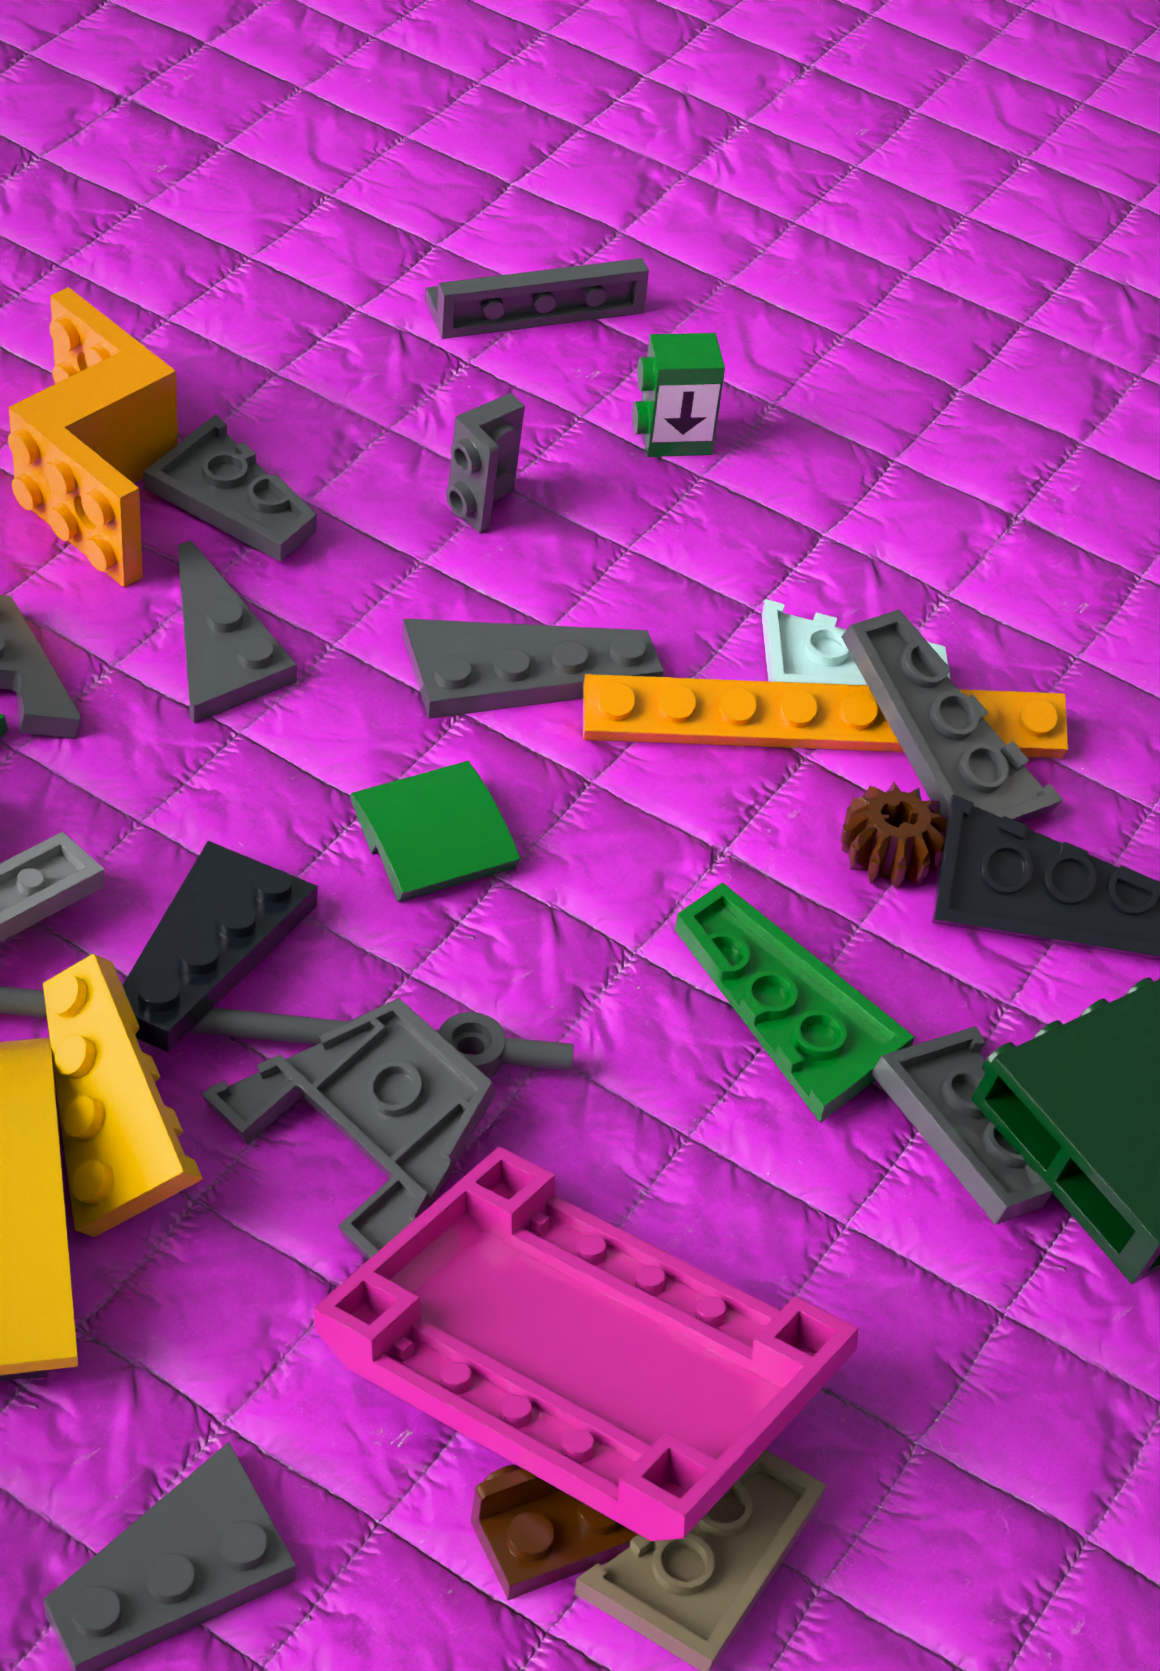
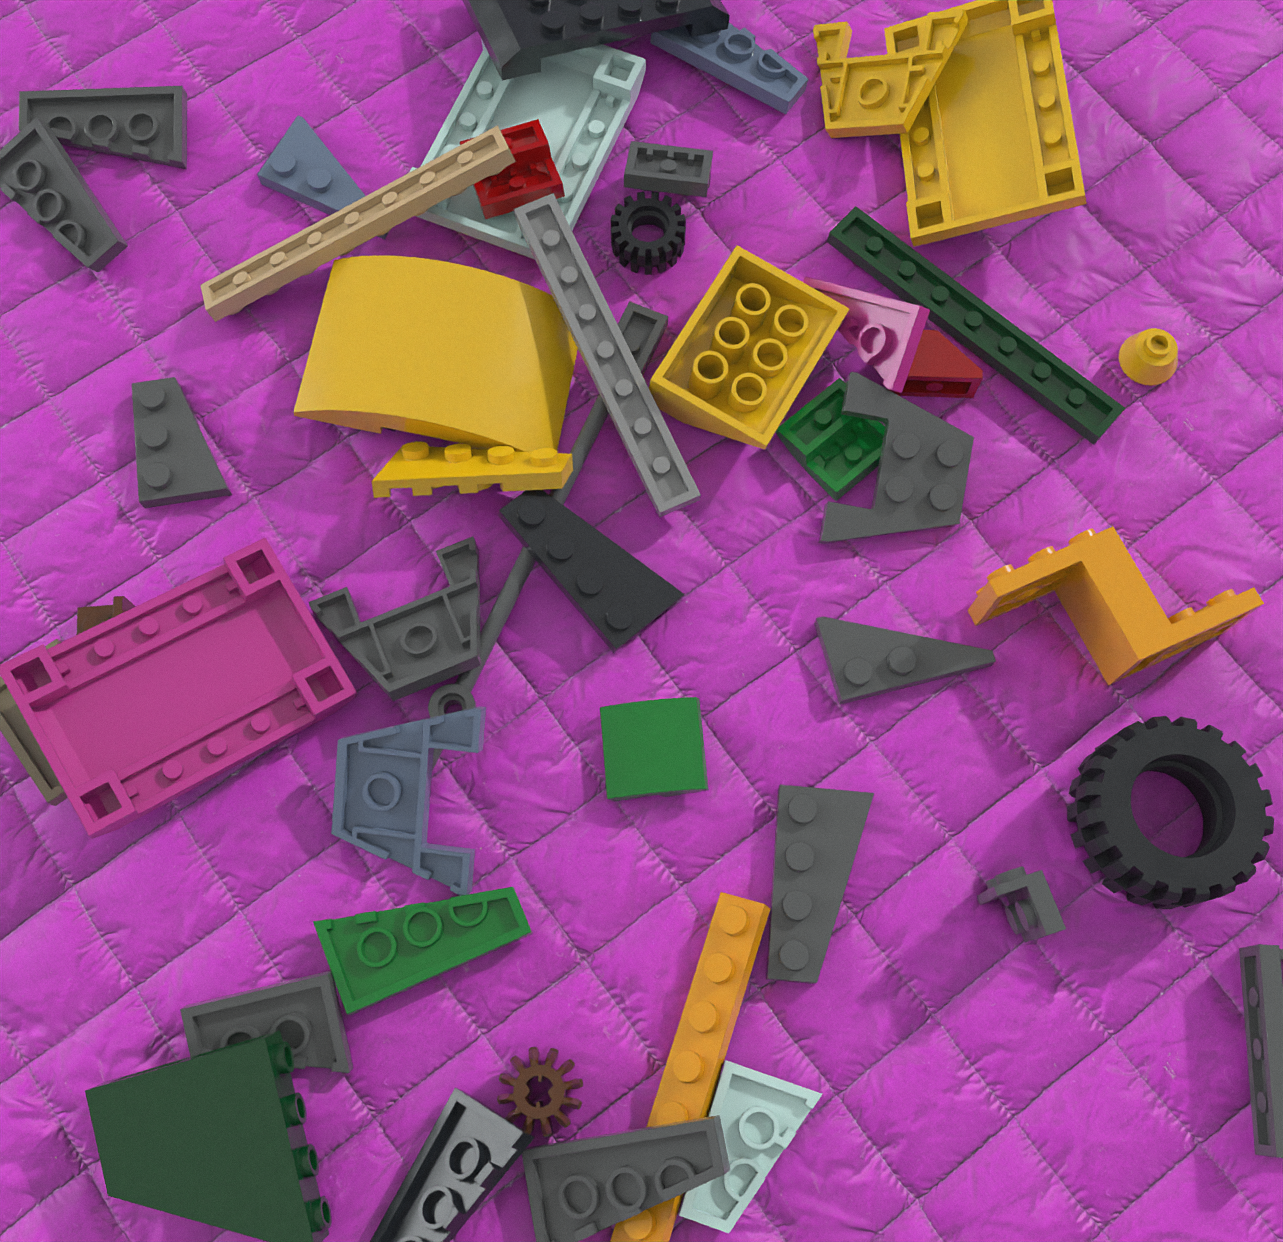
camera: 115 degrees right, 25 degrees up
(229, 490) = (1050, 706): dark grey wing -> none
(328, 372) = (1220, 783): none -> black tyre
(609, 1068) = (387, 789): none -> sand blue wing
(679, 394) = (1087, 1112): green brick -> none

